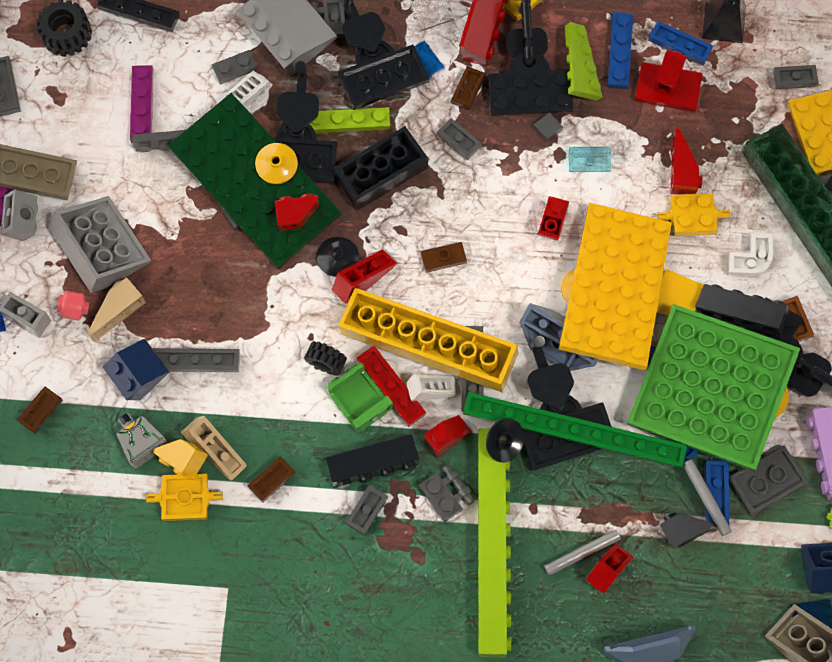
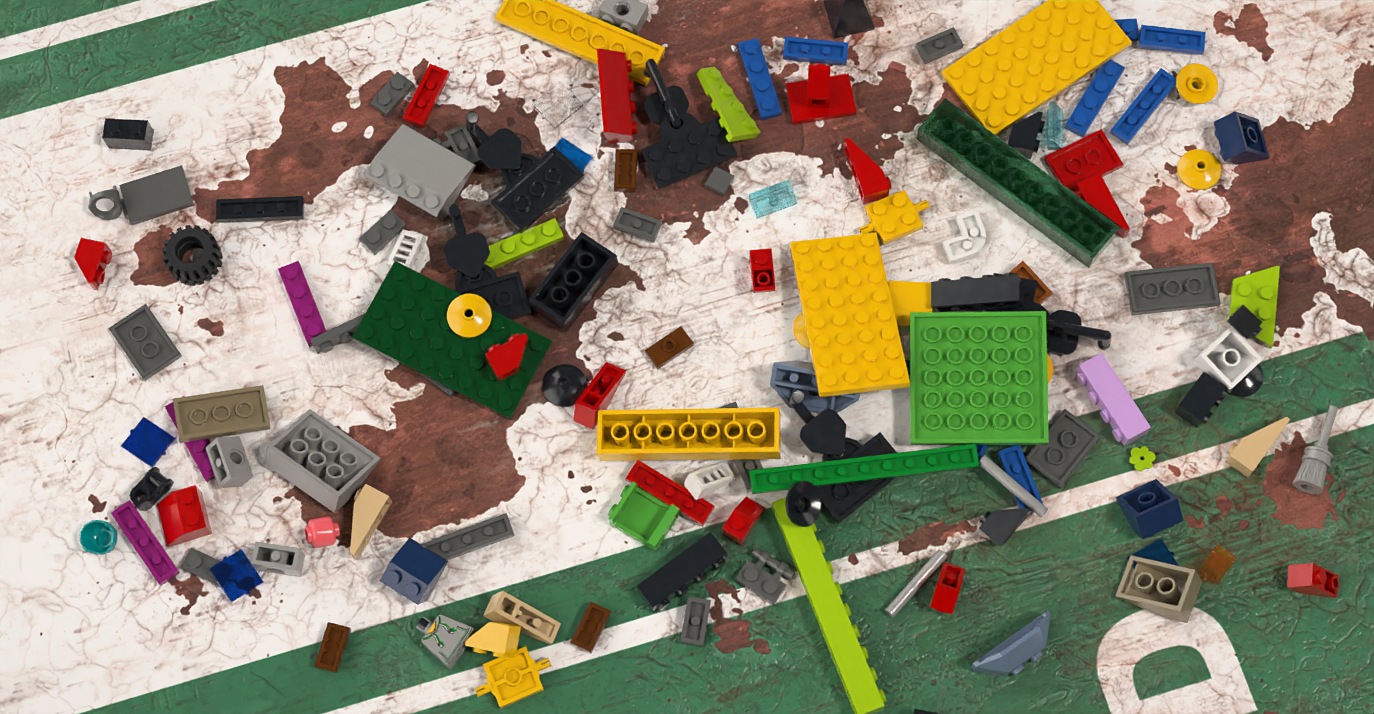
camera: 20 degrees left, 0 degrees up
(325, 358) = (596, 489): black tyre -> none

